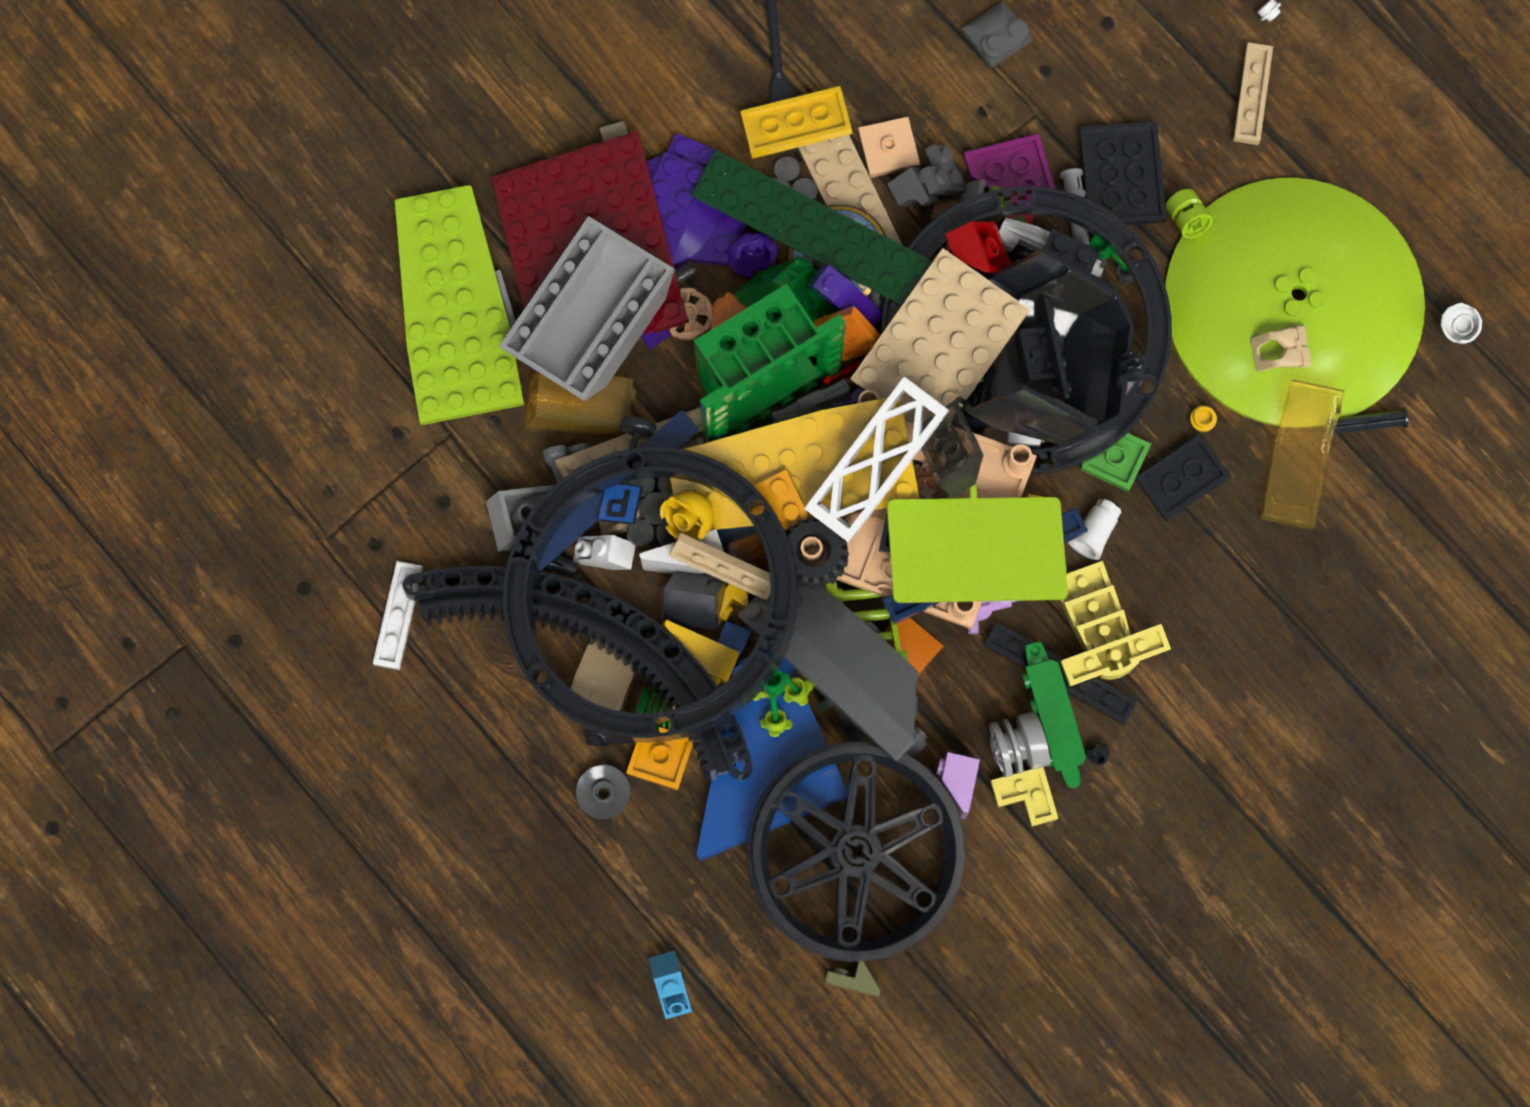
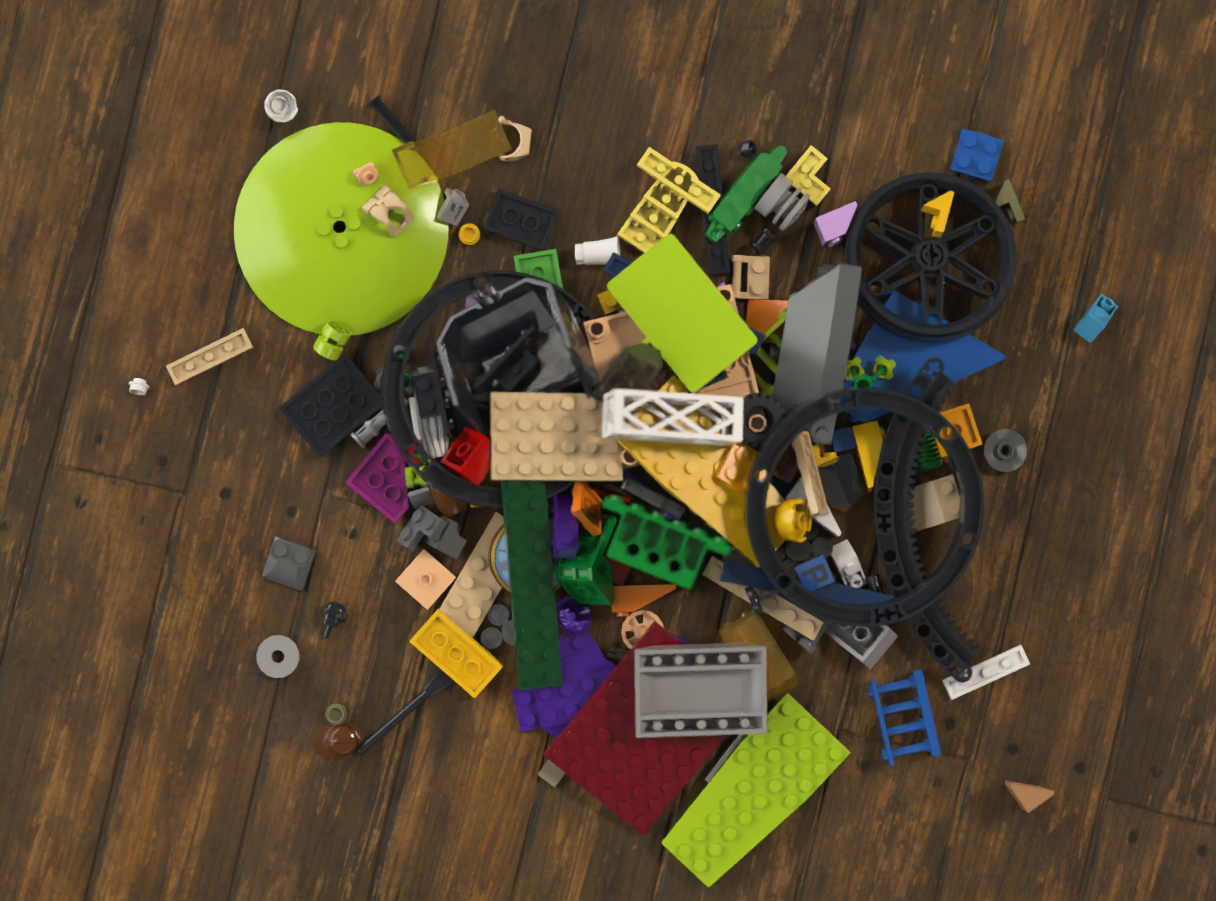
camera: 125 degrees left, 10 degrees up
(247, 564) = (1028, 795): none -> medium nougat slope
(416, 528) = (925, 723): none -> blue fence
(899, 895) = (940, 208): none -> yellow slope
(916, 39) = (333, 615): none -> black piece
(927, 984) = (977, 155): none -> blue plate
(958, 669) = (756, 277): none -> tan plate
(986, 692) = (763, 241): none -> black bush
(1242, 420) = (453, 207): none -> light grey bracket
(1264, 537) = (524, 146): none -> tan helmet
(1335, 353) = (366, 174): none -> light nougat plate

